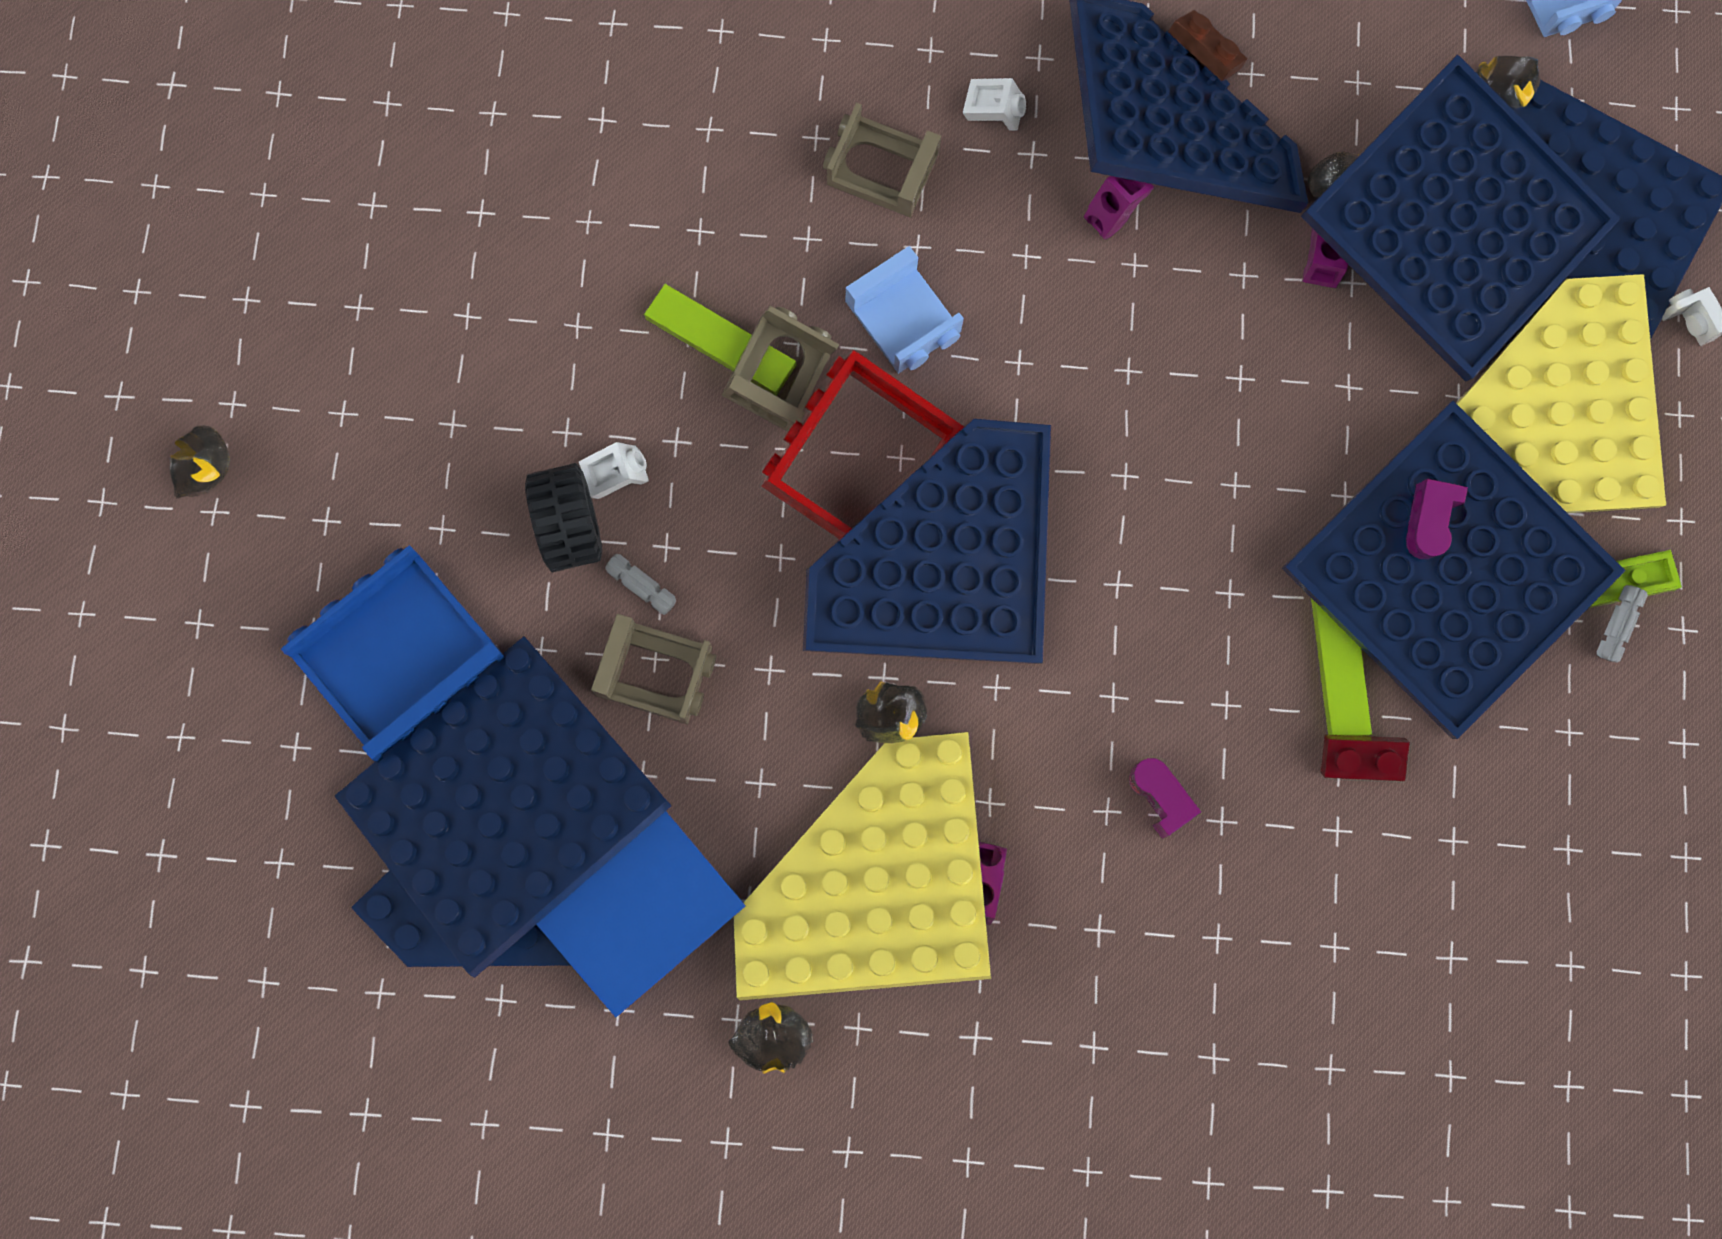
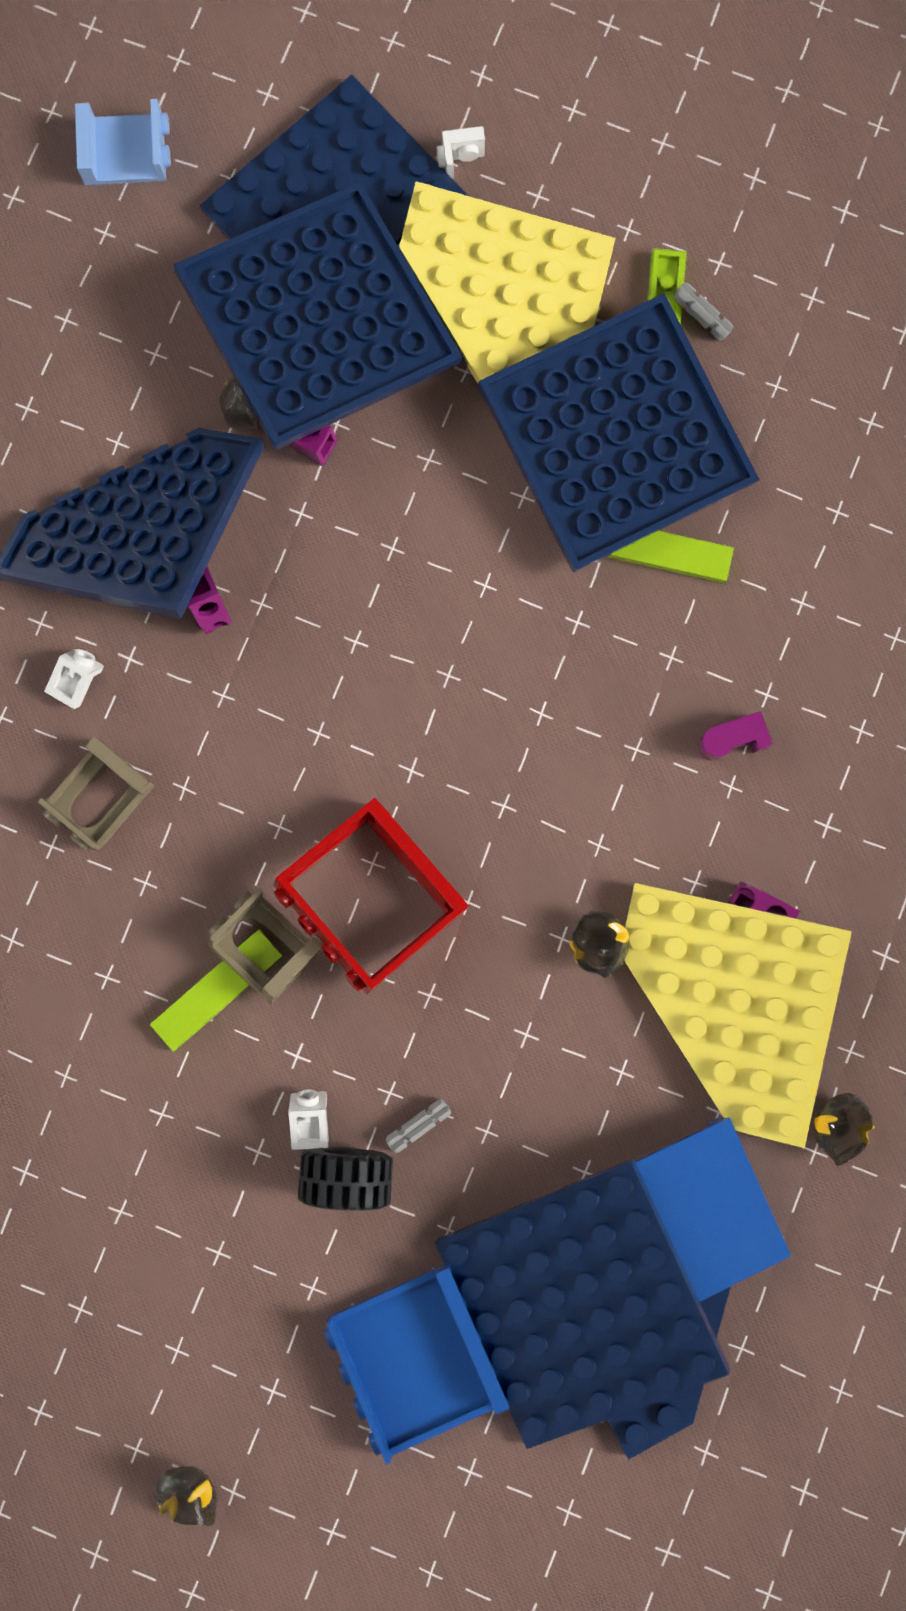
camera: 65 degrees left, 5 degrees up
(627, 633) = (537, 1125): dark tan panel -> none
(902, 312) = (244, 820): light blue panel -> none
(945, 558) = (482, 854): dark blue plate -> none
(1208, 45) = (80, 472): copper plate -> none
(1365, 757) = (751, 560): dark red plate -> none
(1430, 517) = (576, 436): magenta leg -> none
(1512, 78) = (201, 226): clear smoke hair -> none

